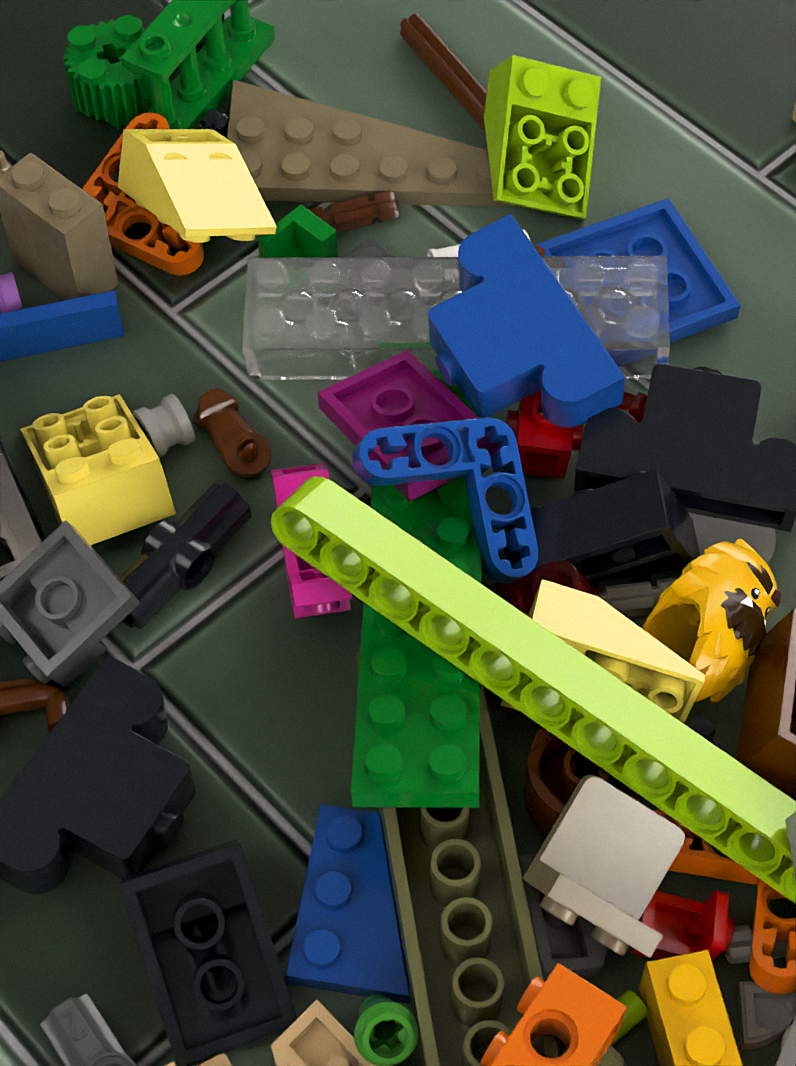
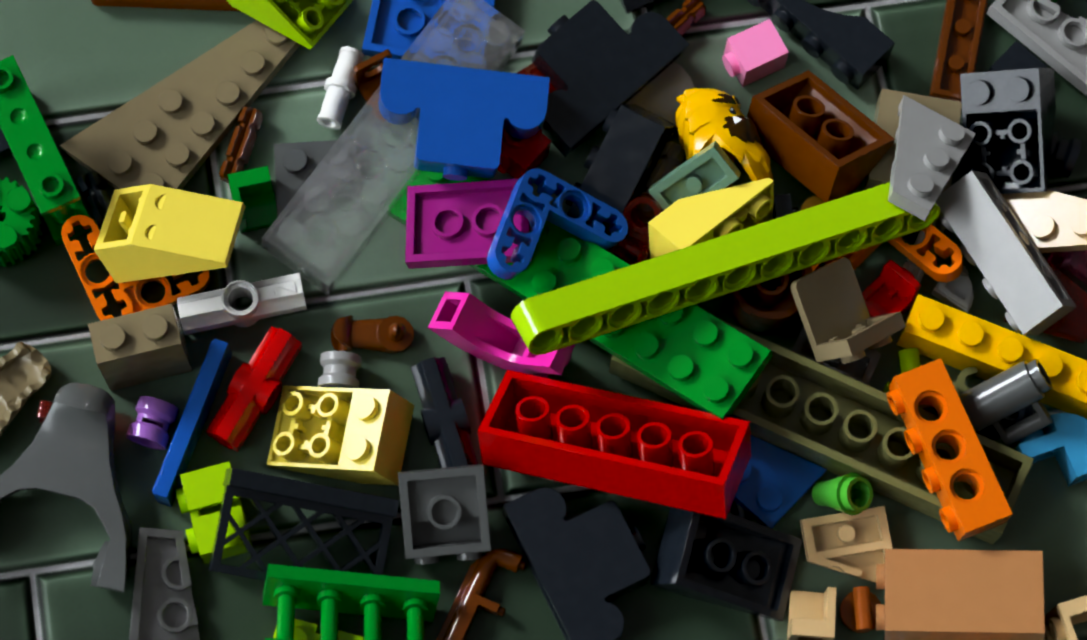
camera: 60 degrees left, 15 degrees up
(92, 365) = (254, 388): none -> red piece
(177, 303) = (214, 309): none -> white piece
(255, 722) = (615, 443): none -> red brick
(653, 603) = (700, 174): none -> sand green plate

